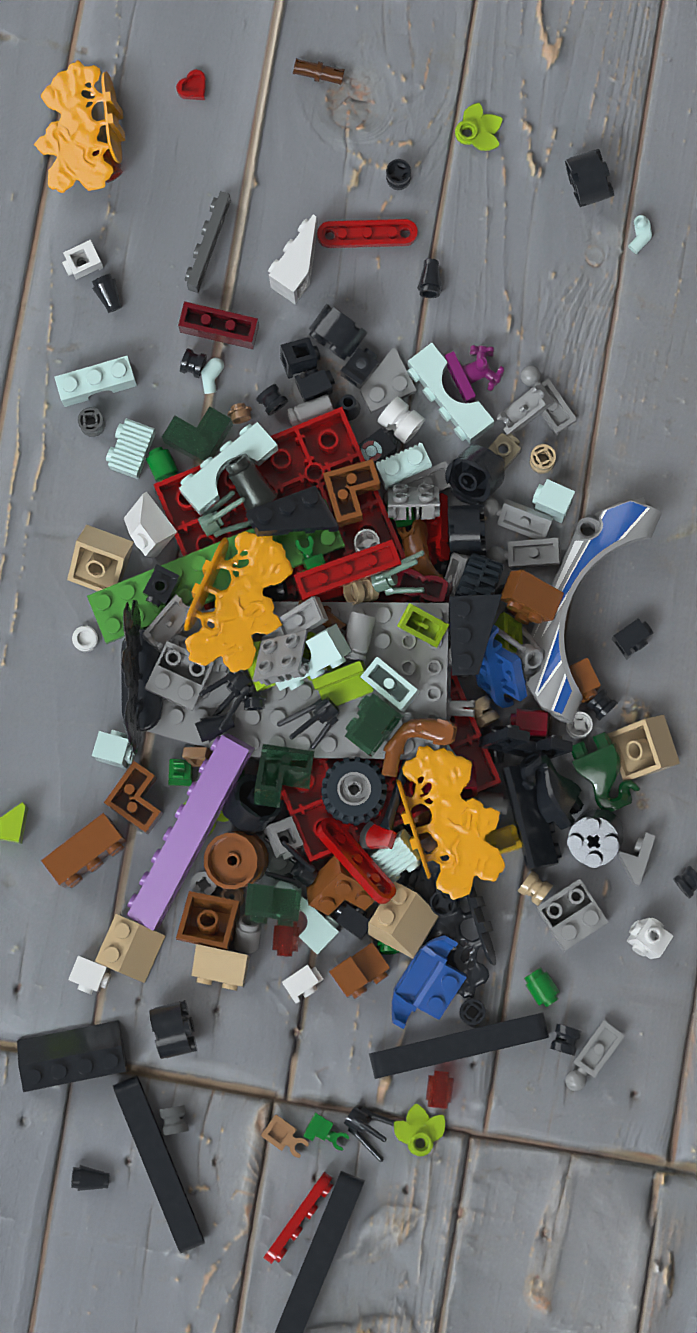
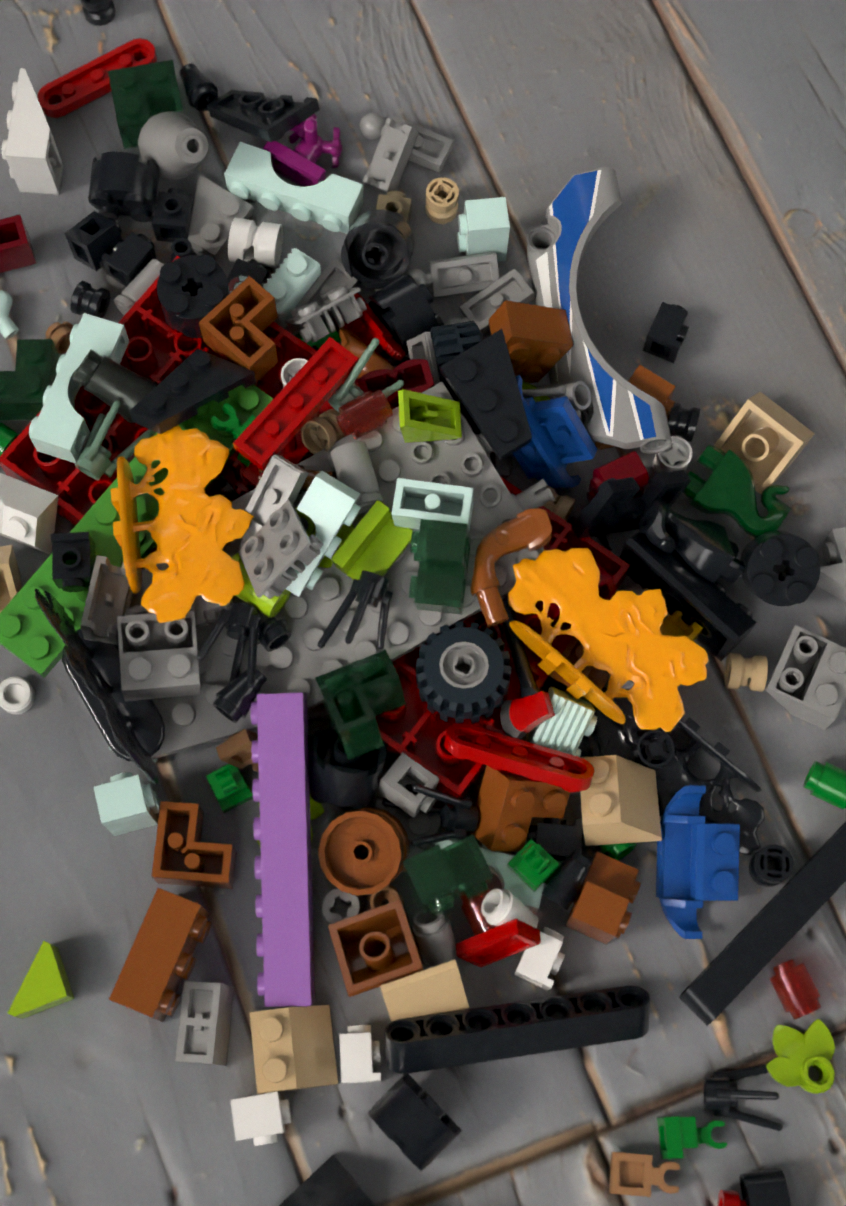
camera: 40 degrees left, 10 degrees down
(88, 903) = (204, 1023): none -> light grey hinge
(164, 974) = (359, 1055): none -> white brick
(263, 1015) = (516, 1029): none -> black beam
(281, 960) = (498, 943): none -> red tile
(296, 946) = (503, 906): none -> white cone
(327, 434) = (189, 291): none -> black brick
(328, 928) = (533, 865): none -> green piece
(343, 948) = (567, 880): none -> black cone
(386, 264) = (141, 93): none -> clear green brick
(386, 321) = (172, 144): none -> light grey cone
(386, 598) = (364, 414): none -> clear red brick
(456, 328) = (261, 116): none -> black wing

